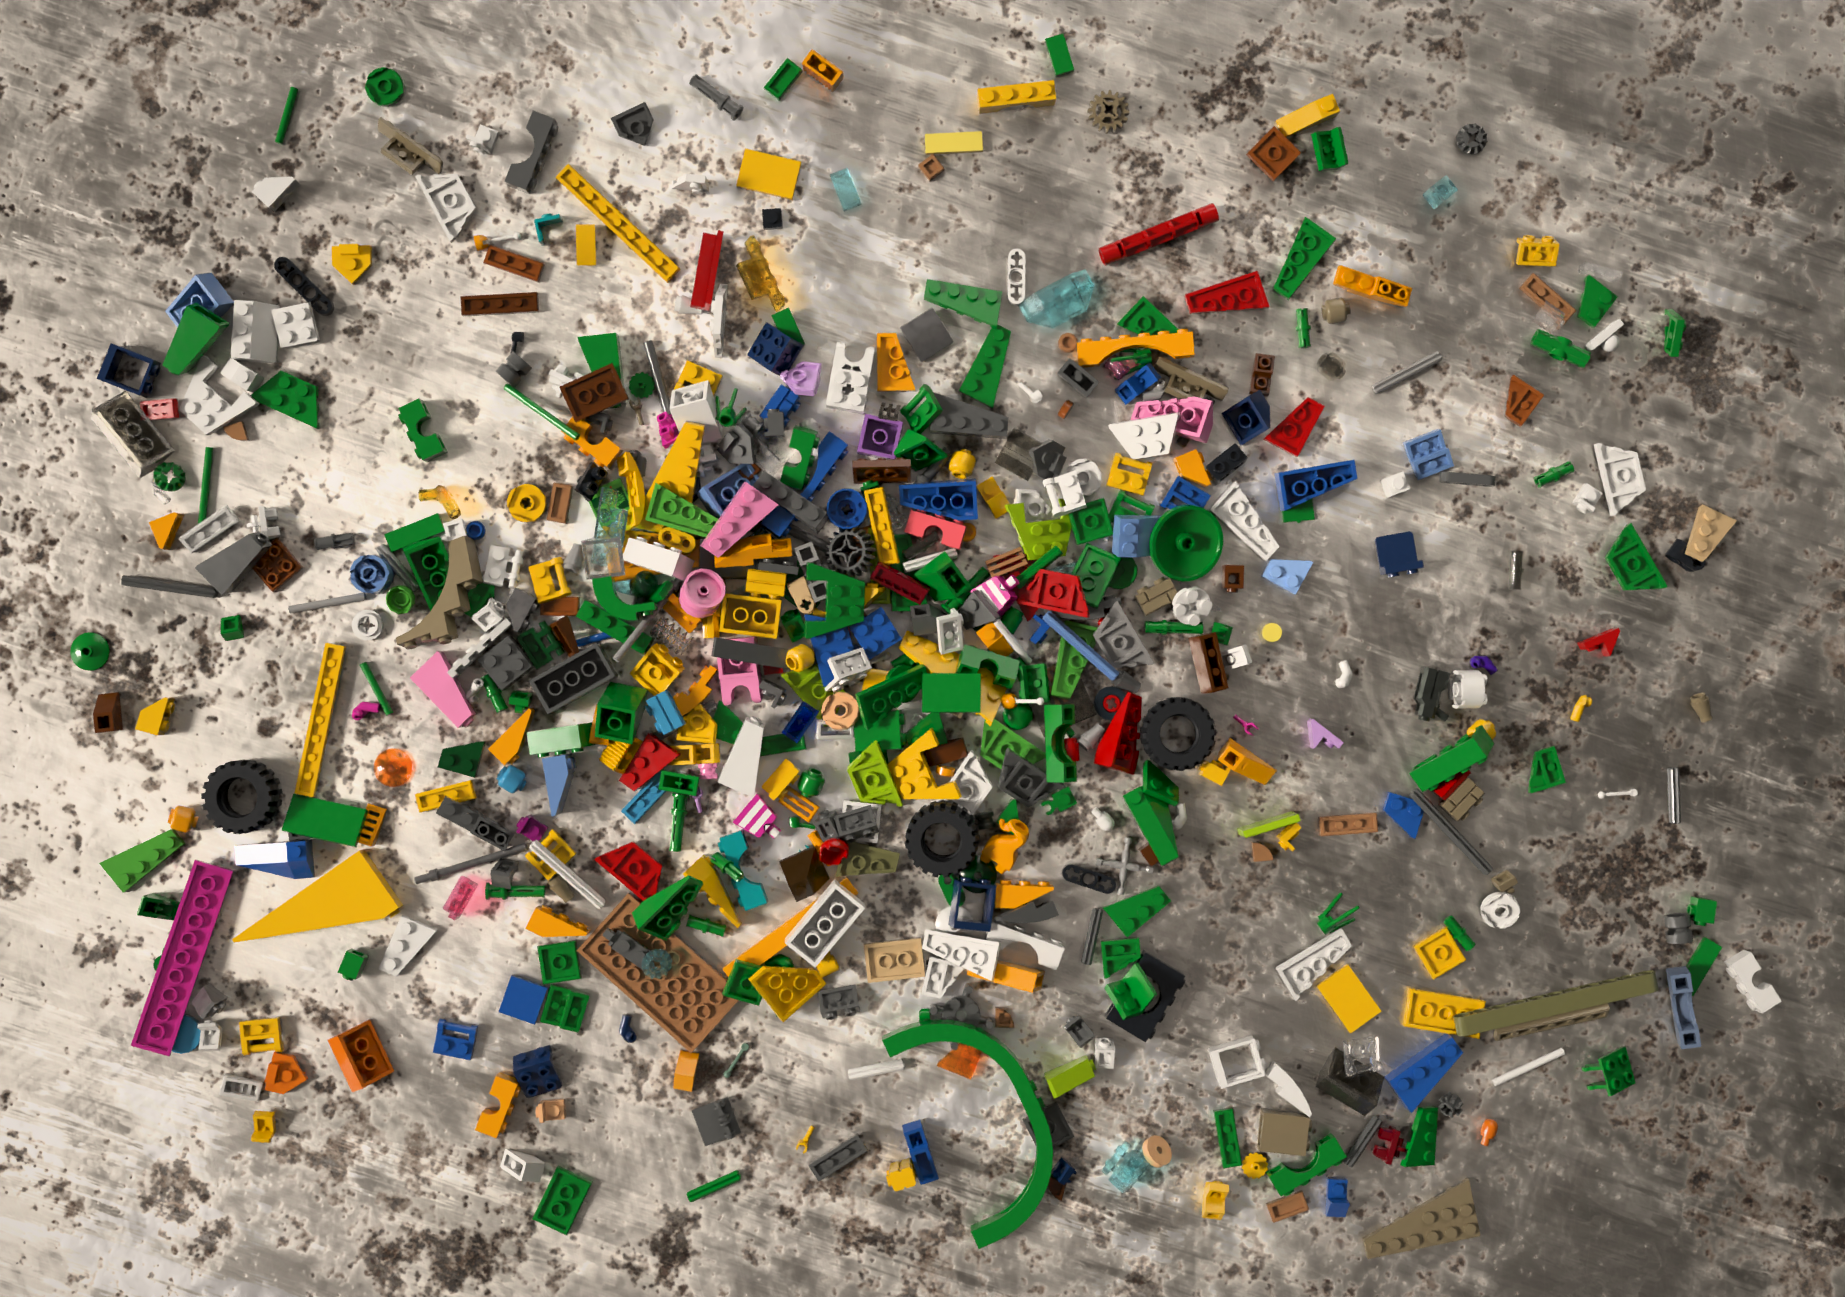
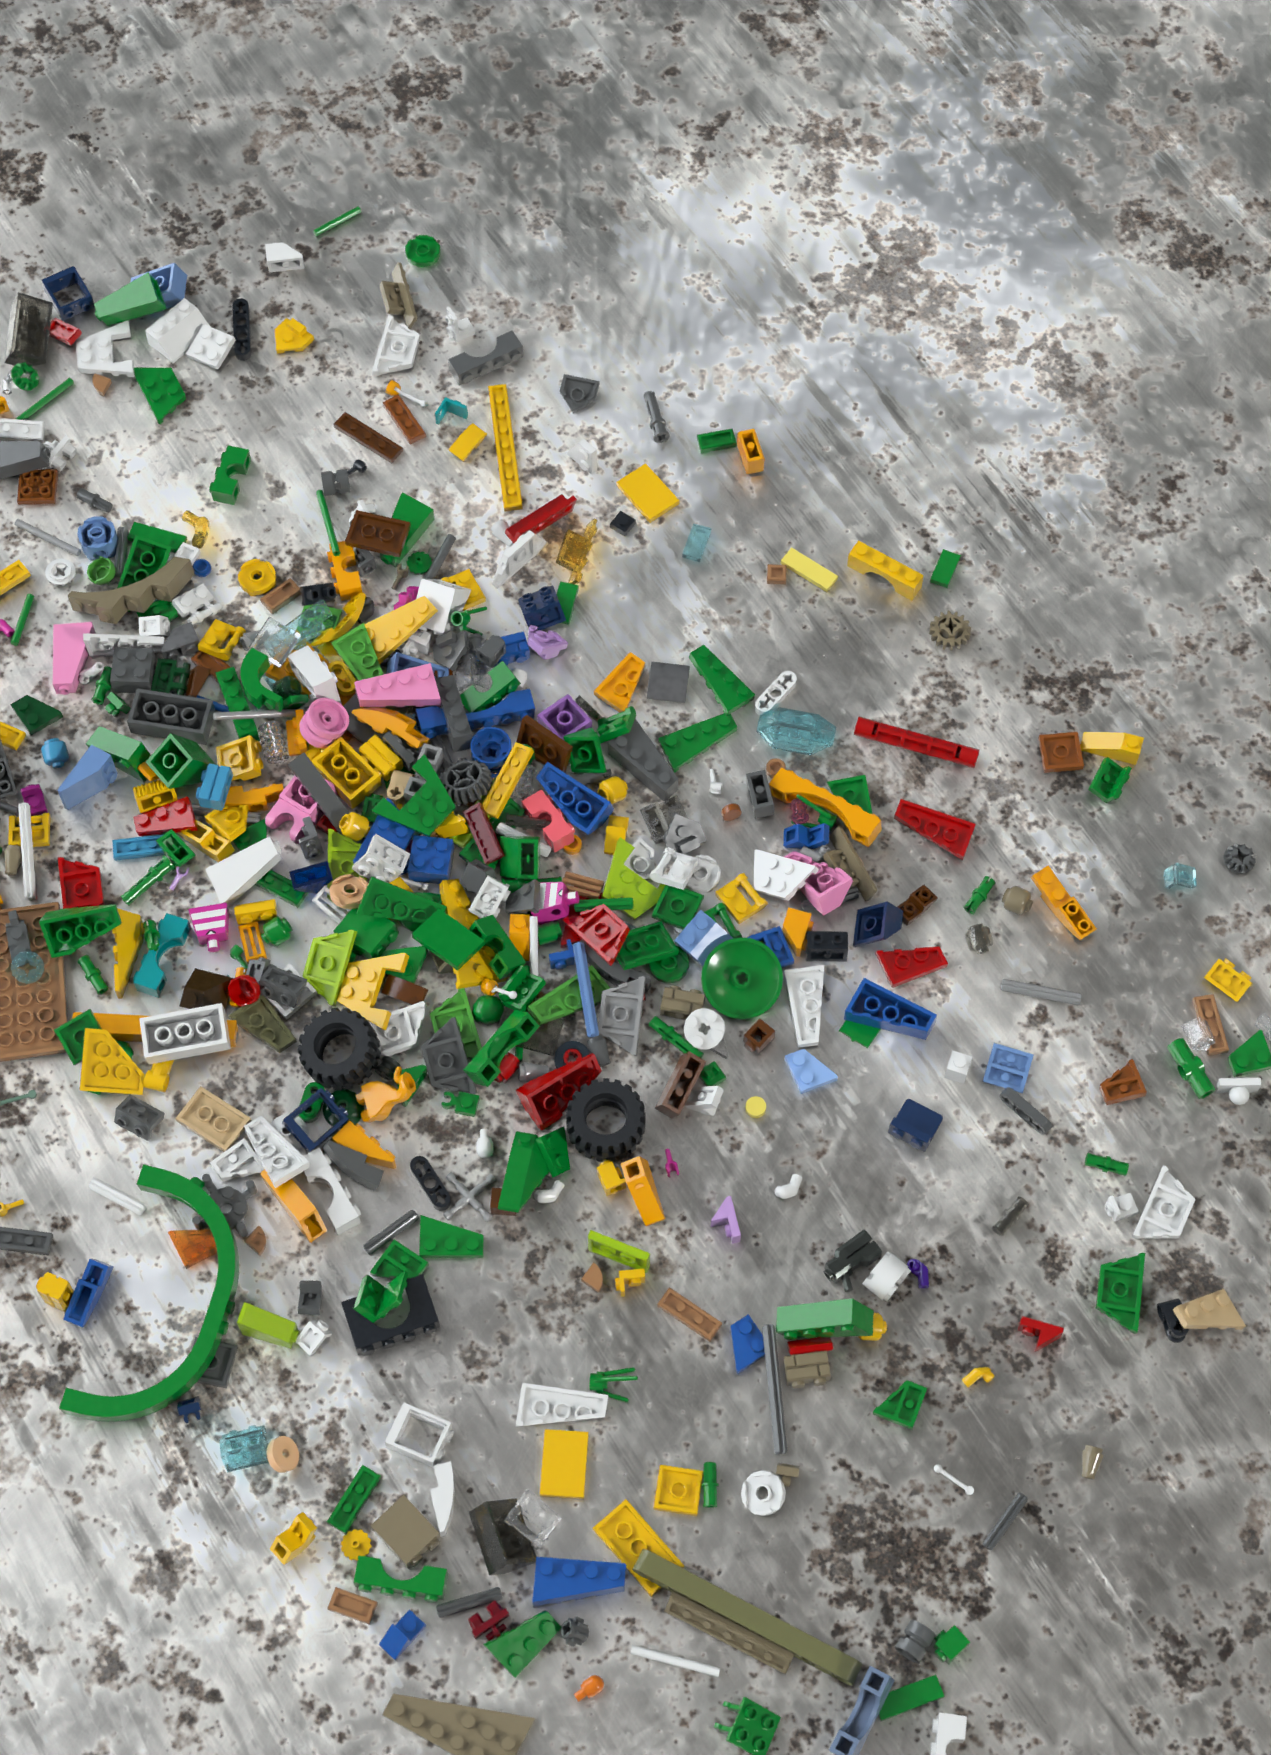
camera: 40 degrees right, 25 degrees down
(242, 375) = (142, 352): white slope -> none
(512, 740) = (80, 727): light orange slope -> none
(707, 771) = (205, 860): bright pink wheel -> none
(849, 374) = (578, 668): white brick -> none
(945, 770) = (390, 1004): light orange tile -> none
(1056, 1188) = (171, 1419): reddish brown tile -> none
(1306, 252) = (1030, 841): green wing -> none

